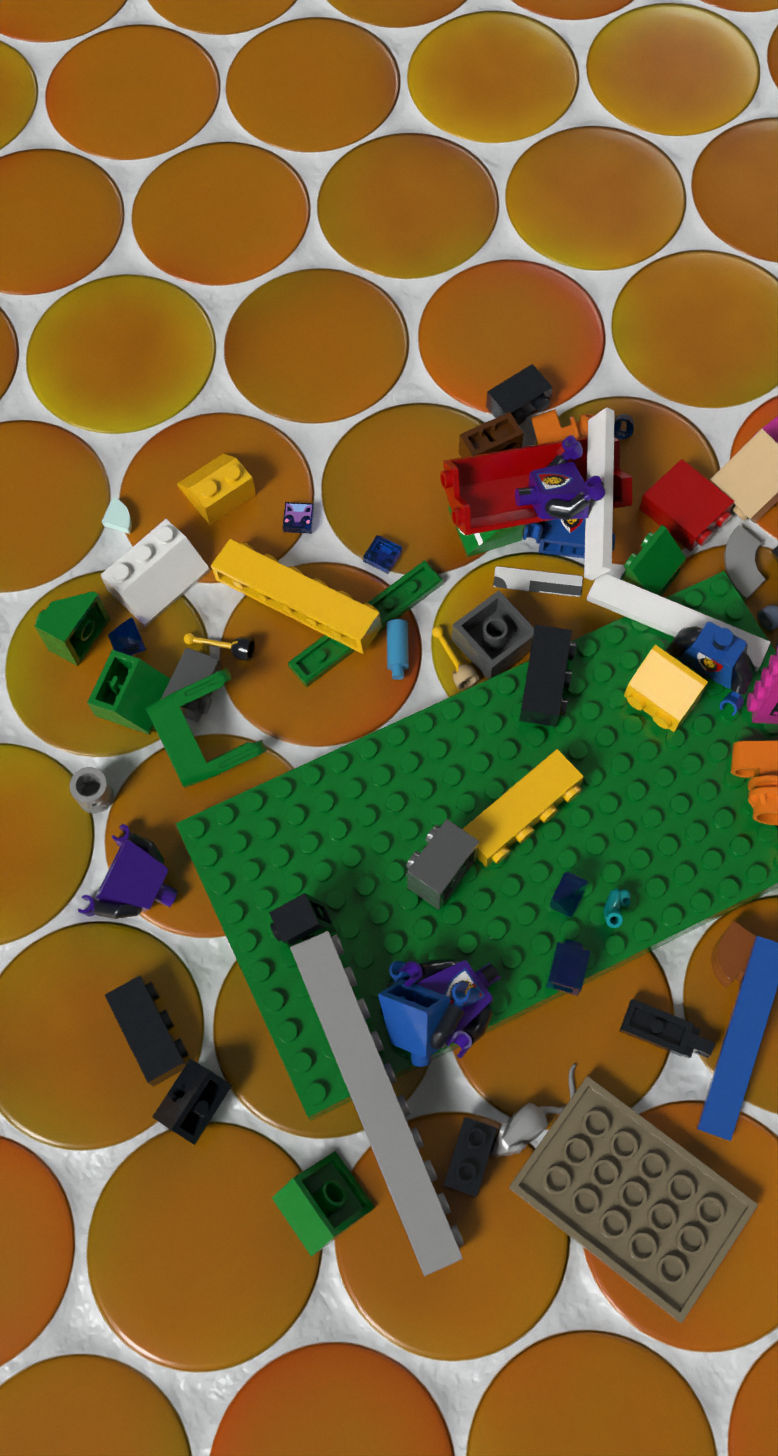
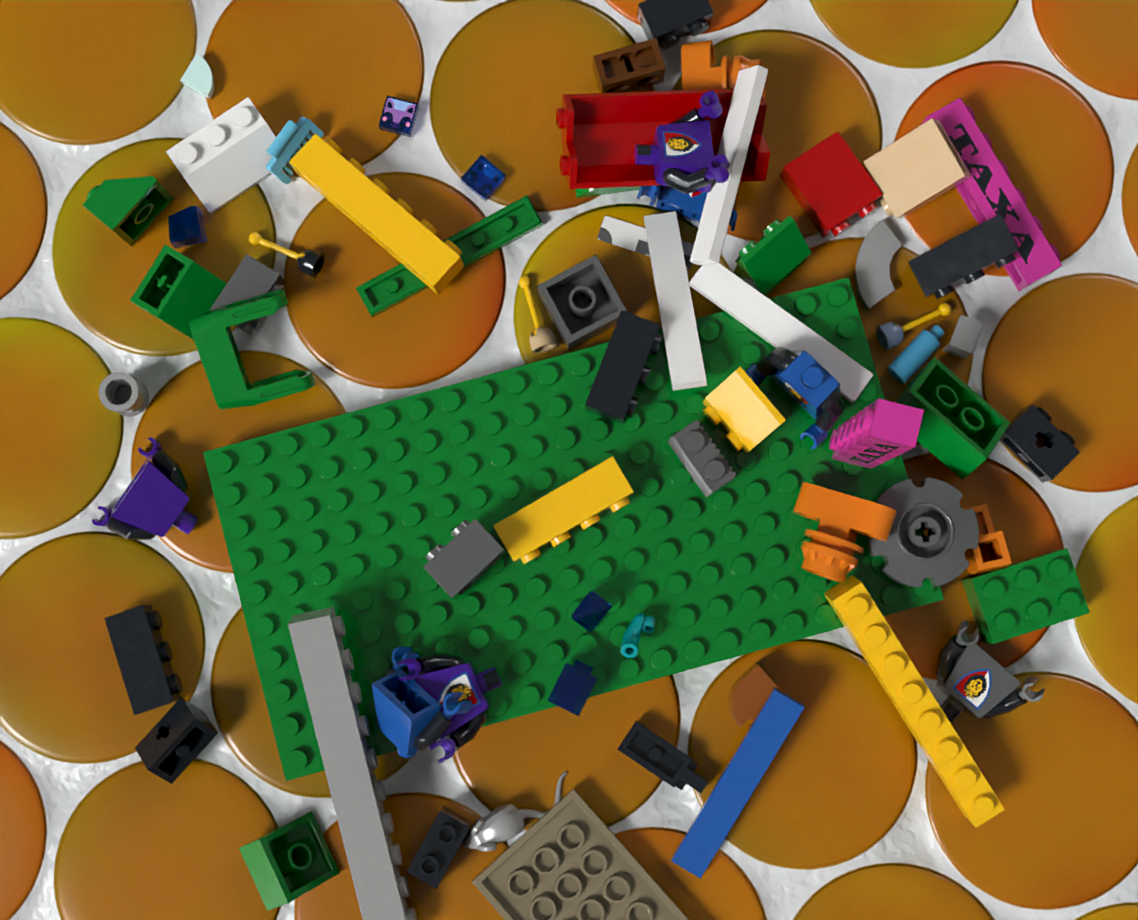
camera: 10 degrees right, 15 degrees up
(204, 555) = (287, 143): none -> medium azure piece
(218, 487) = (314, 62): yellow slope -> none
(300, 920) = (309, 592): black brick -> none
(397, 648) = (477, 293): dark azure cylinder -> none
(579, 617) = (674, 301): none -> white tile
(630, 425) = (778, 69): hinge -> none
(637, 739) = (701, 458): none -> dark grey brick

